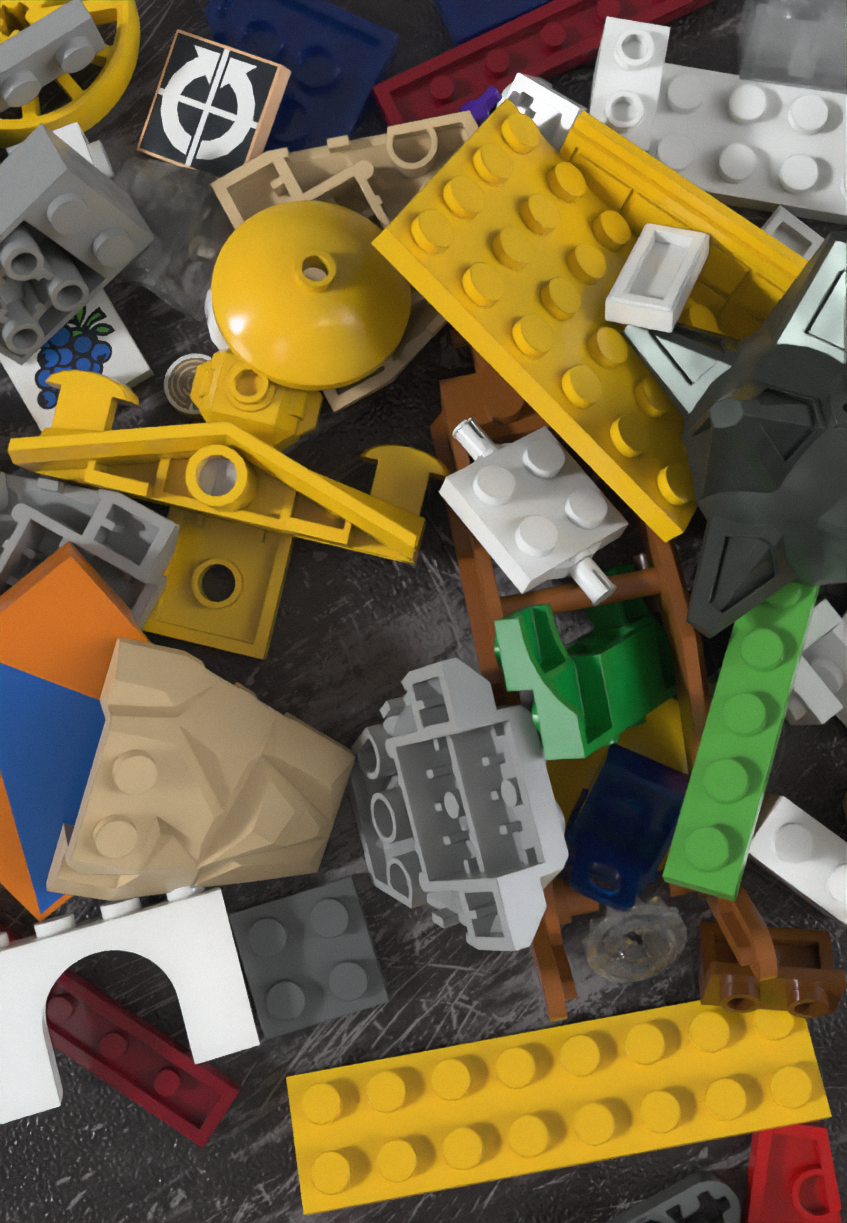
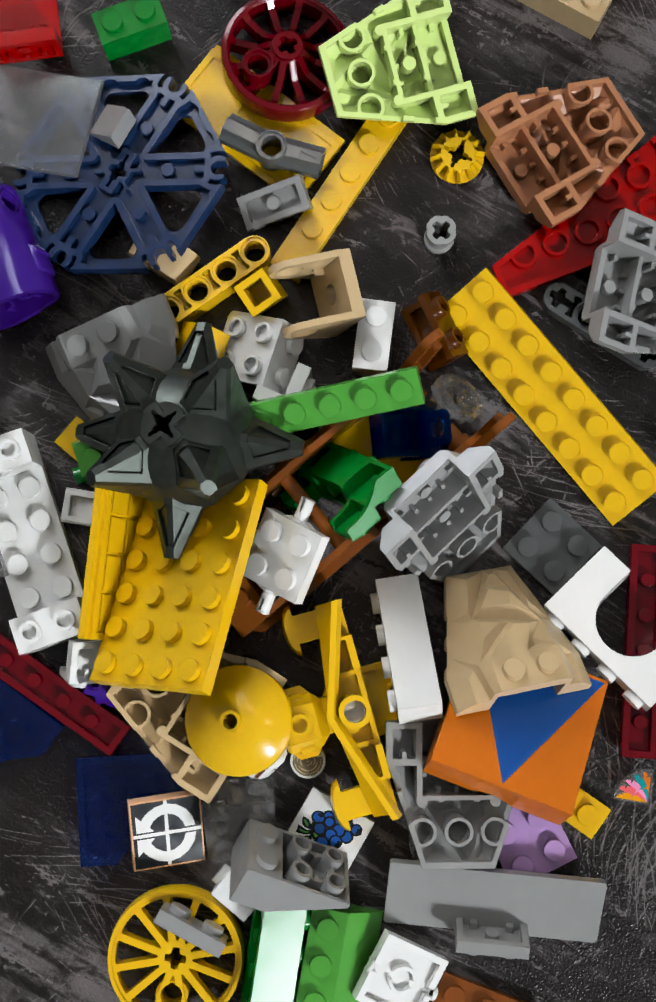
camera: 120 degrees left, 0 degrees up
(271, 625) = (408, 649): none -> white brick
(657, 277) = (142, 557): white tile -> none

